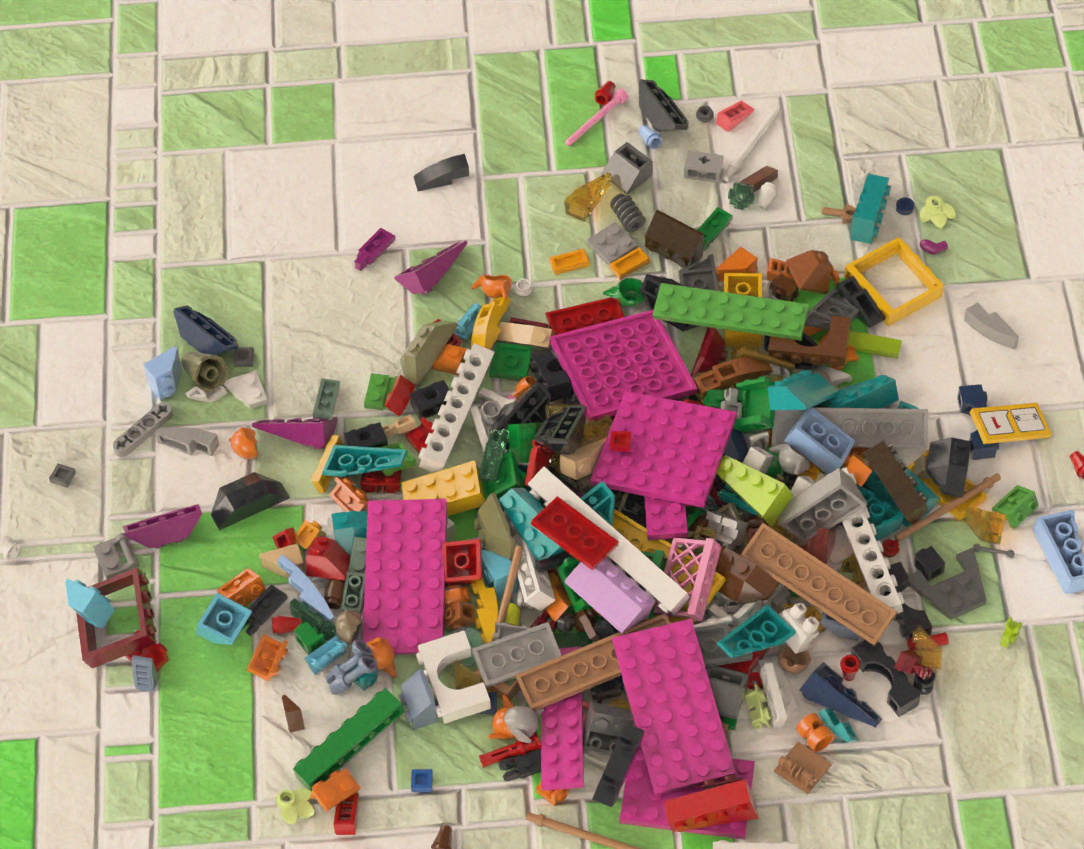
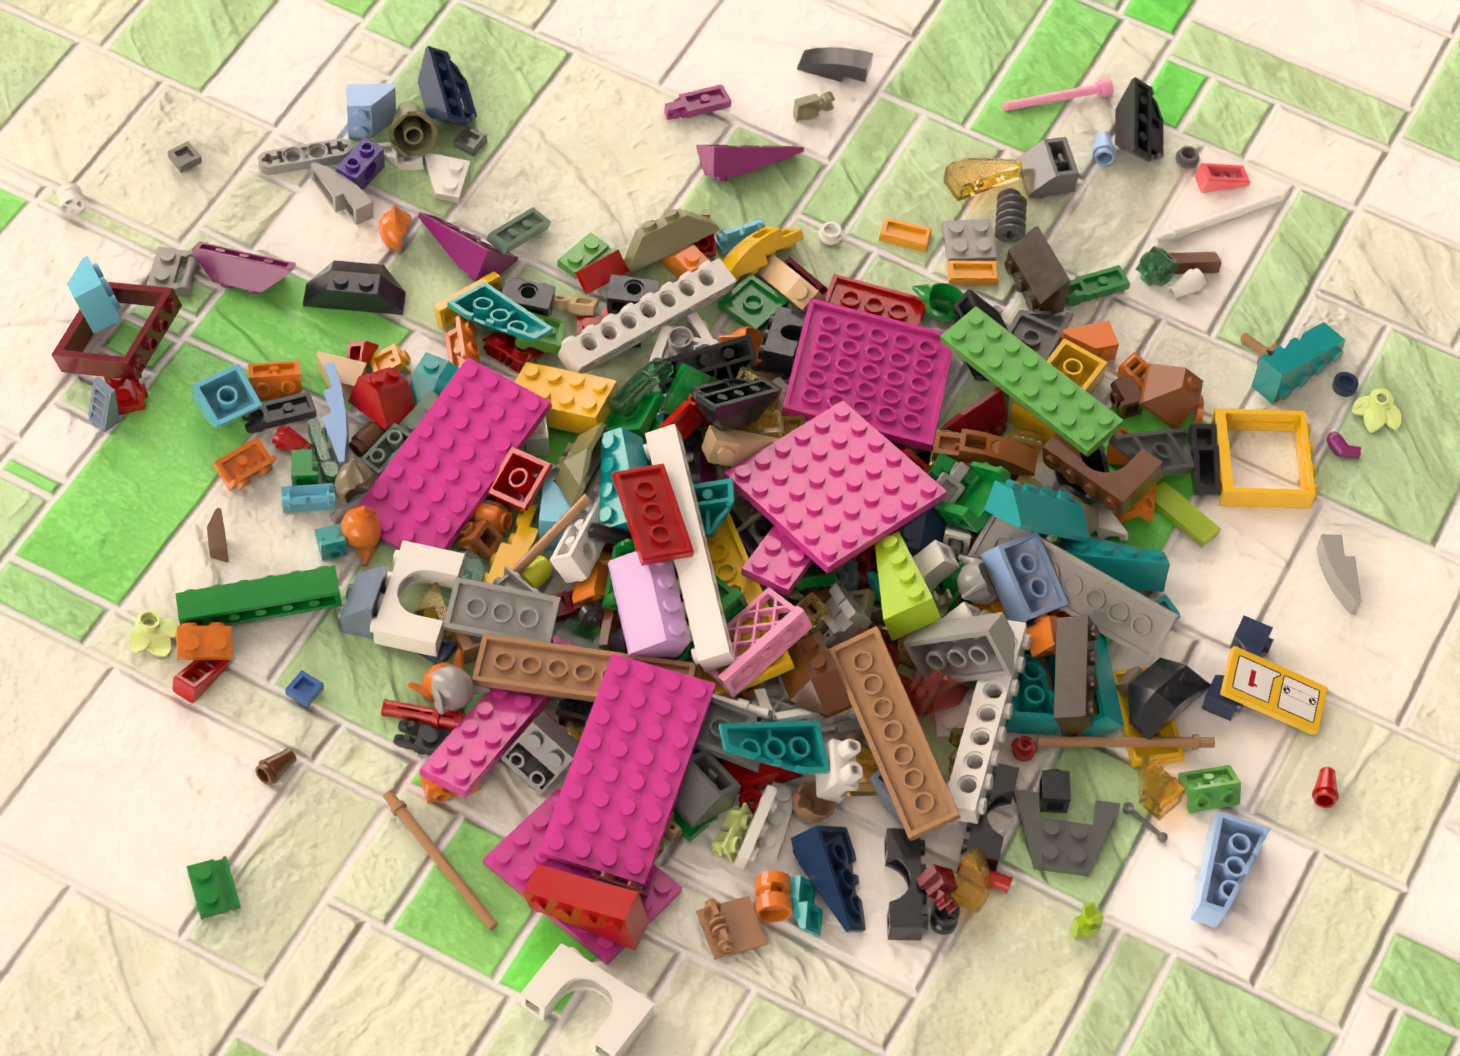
camera: 25 degrees right, 0 degrees up
(187, 410) = (363, 163): none -> dark purple brick
(341, 679) = (307, 527): sand blue piece -> none
(447, 212) = (810, 105): none -> olive plate
(494, 285) = (798, 213): orange piece -> none
(604, 94) = (1089, 74): red cone -> none
(618, 765) = (518, 797): black hose -> none
(620, 441) = (788, 448): red plate -> none
(703, 166) = (1139, 213): light grey brick -> none
(767, 358) = (1035, 456): pearl gold bar -> none
(849, 665) = (868, 848): red cone -> none

